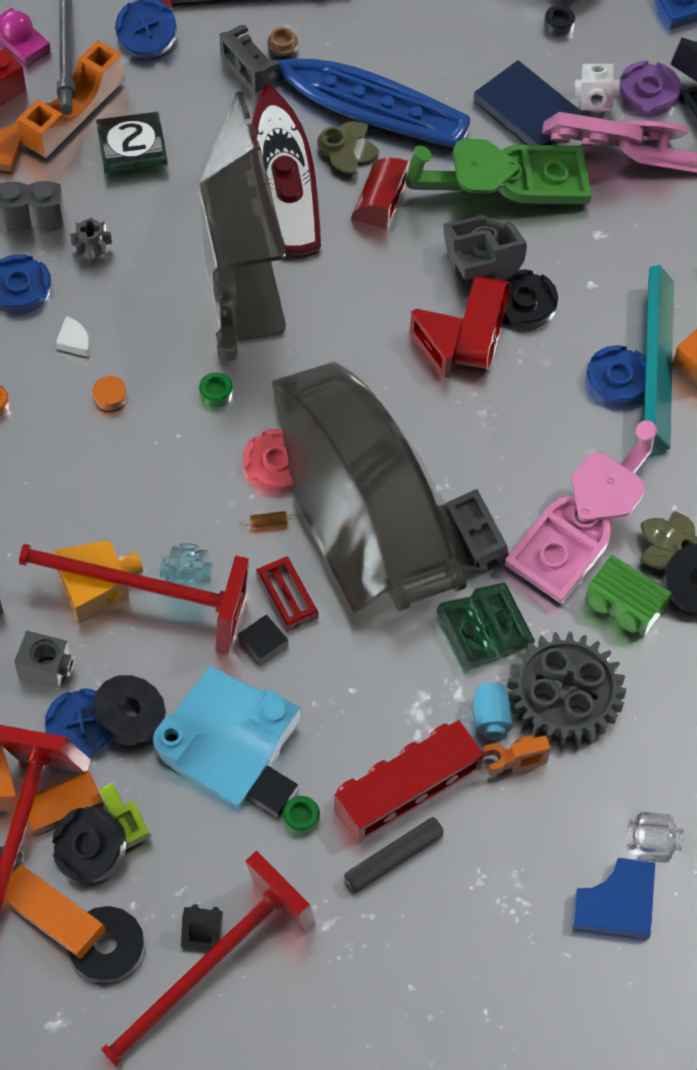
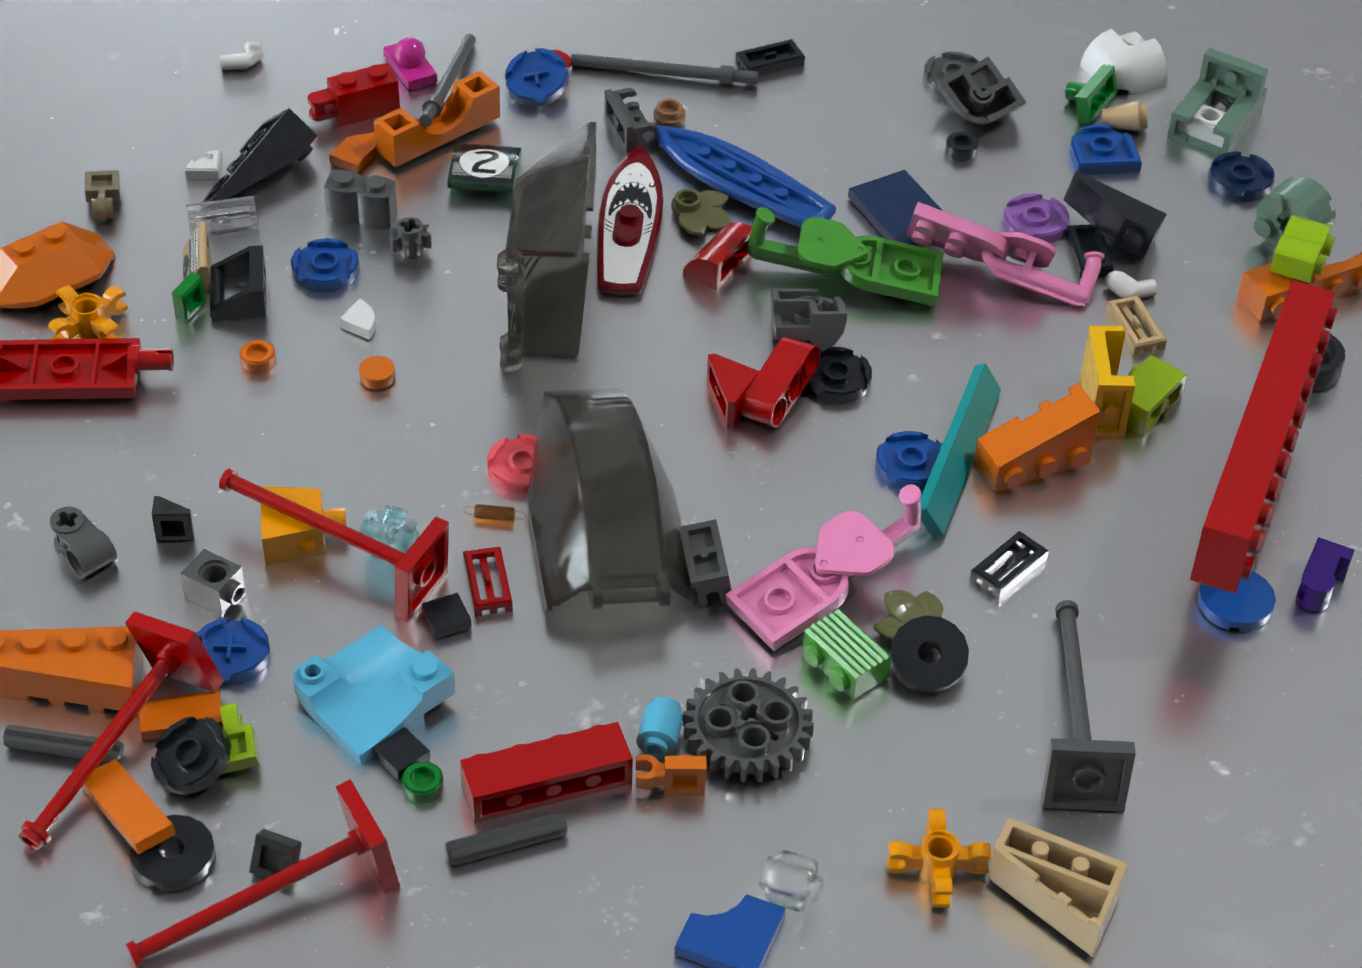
camera: 15 degrees right, 15 degrees down
(134, 692) = (280, 627): black tile -> none
(216, 389) = (485, 391): green tile -> none
(485, 625) = (683, 652): clear green slope -> none
(597, 87) = (982, 197): white brick -> none

